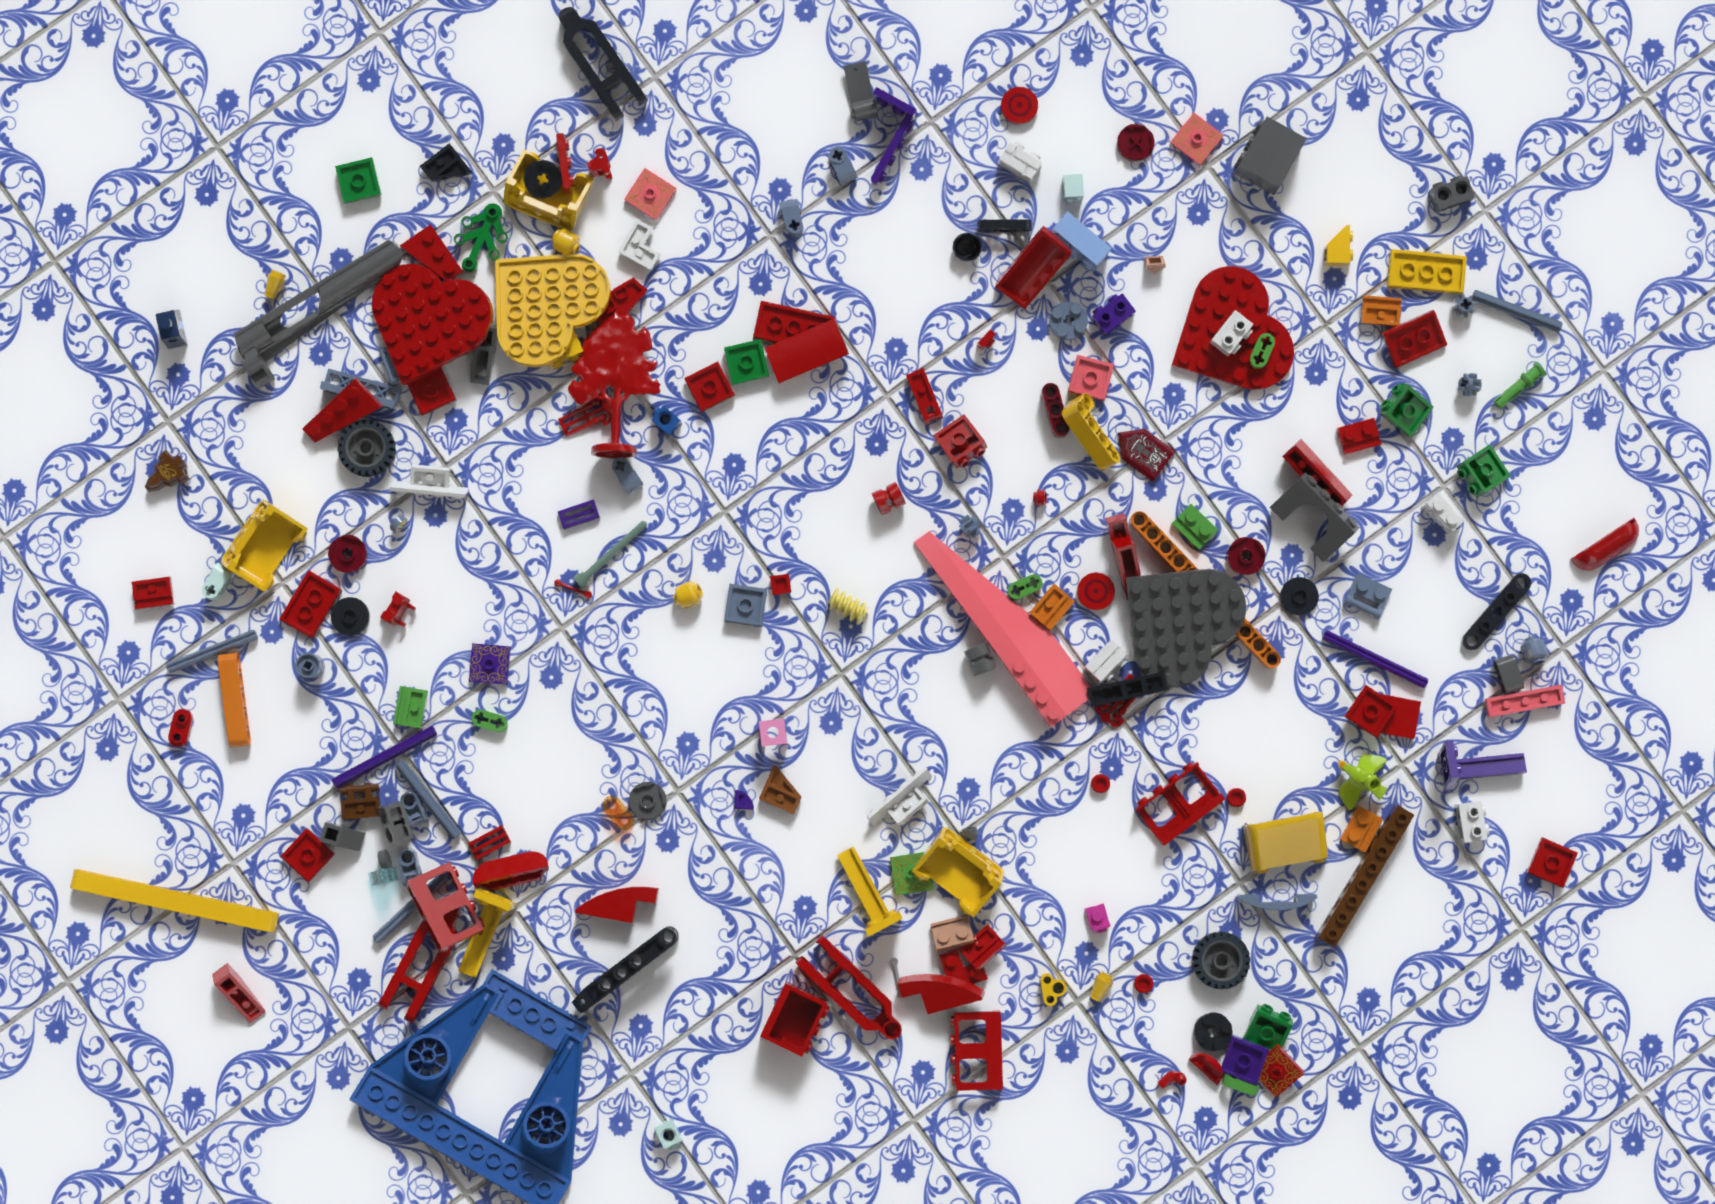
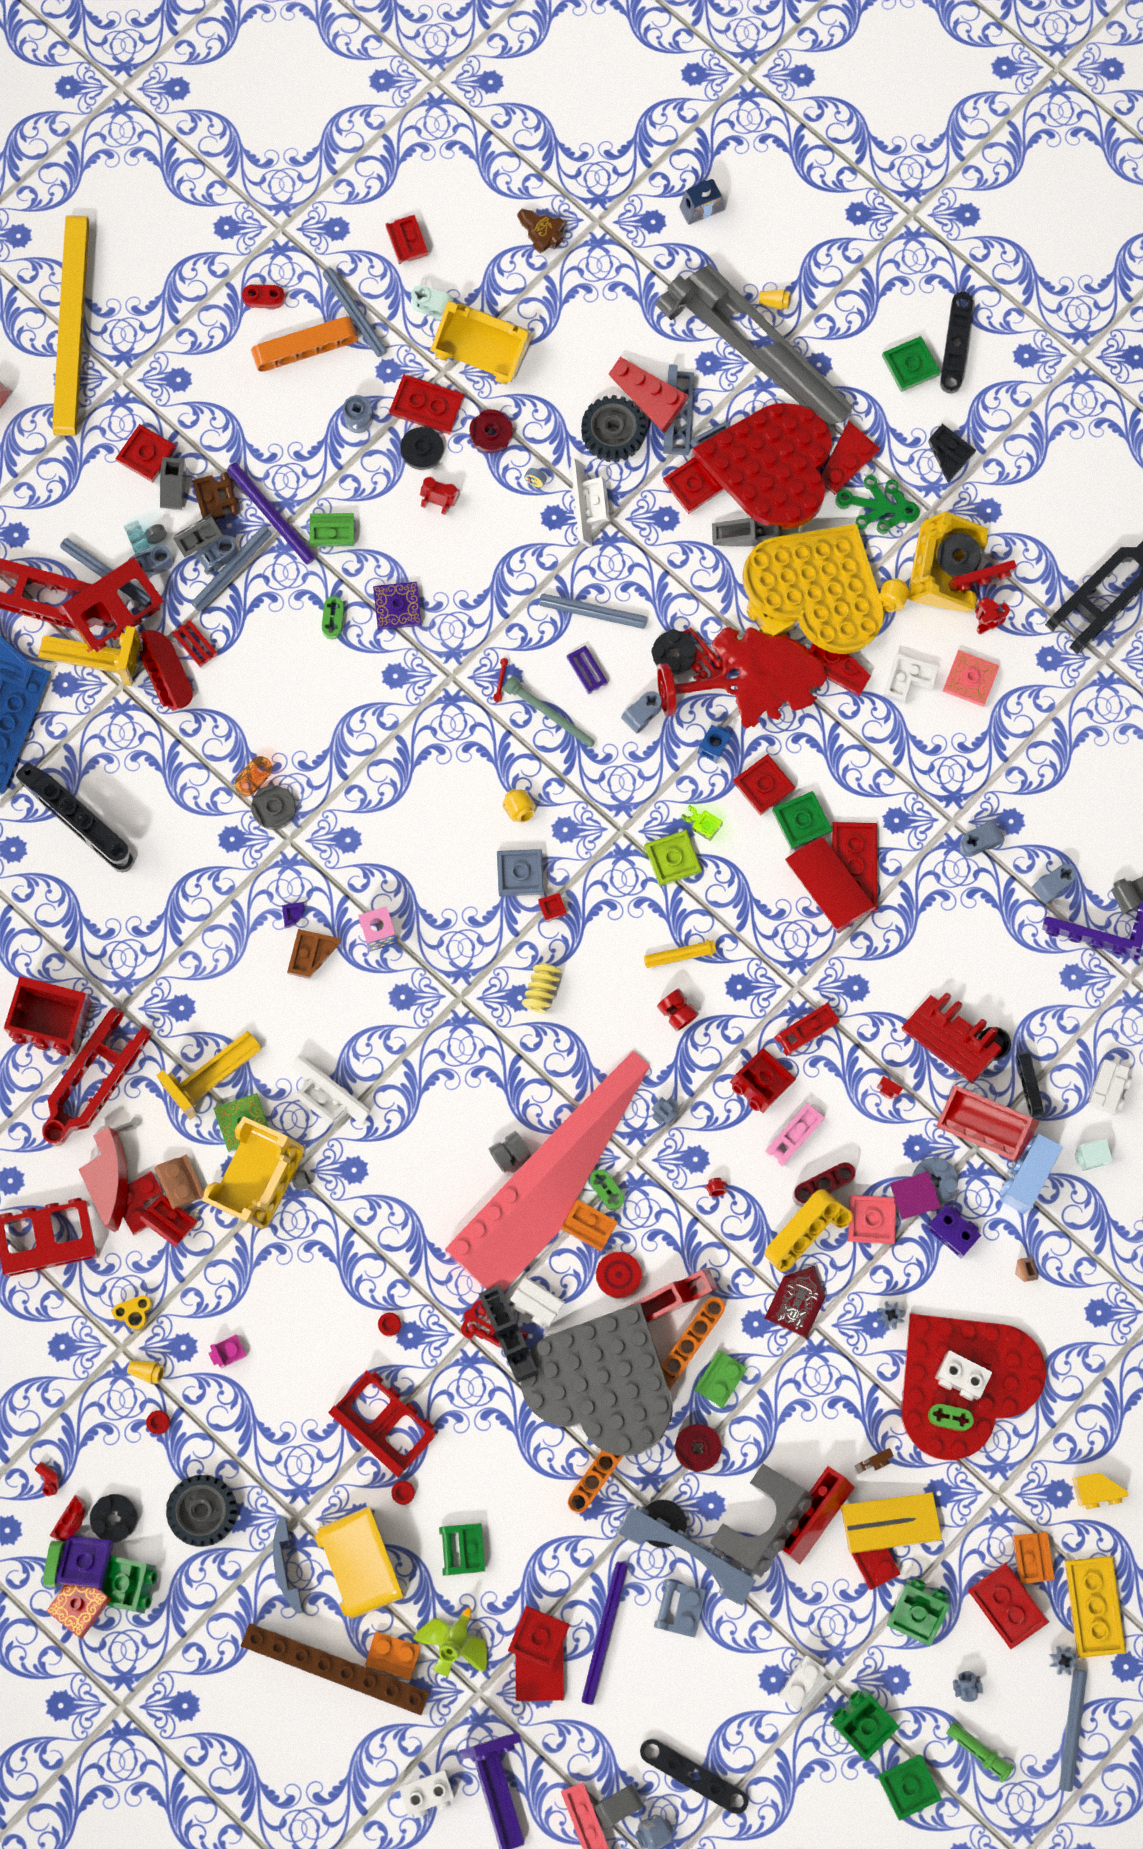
camera: 75 degrees right, 10 degrees down
(359, 141) = (955, 356): none -> black piece
(527, 499) = (593, 611): none -> sand blue axle
(581, 427) = (686, 651): none -> black plate
(619, 903) = (149, 797): red slope -> none
(734, 443) = (705, 824): none -> clear neon green plate
(757, 476) = (672, 858): none -> lime tile
(840, 486) = (680, 954): none -> yellow axle
(957, 281) = (952, 1041): none -> red hinge
(1009, 424) = (795, 1133): none -> bright pink plate
(1079, 339) = (915, 1195): none -> magenta piece
(1176, 379) = (883, 1317): none -> sand blue gear
(1284, 416) = (877, 1461): none -> reddish brown plate
(1290, 752) = (470, 1549): none -> green plate
(1302, 614) = (733, 1582): none -> sand blue arch
(1334, 416) = (891, 1523): none -> yellow tile
(1536, 446) = (909, 1787): none -> green plate

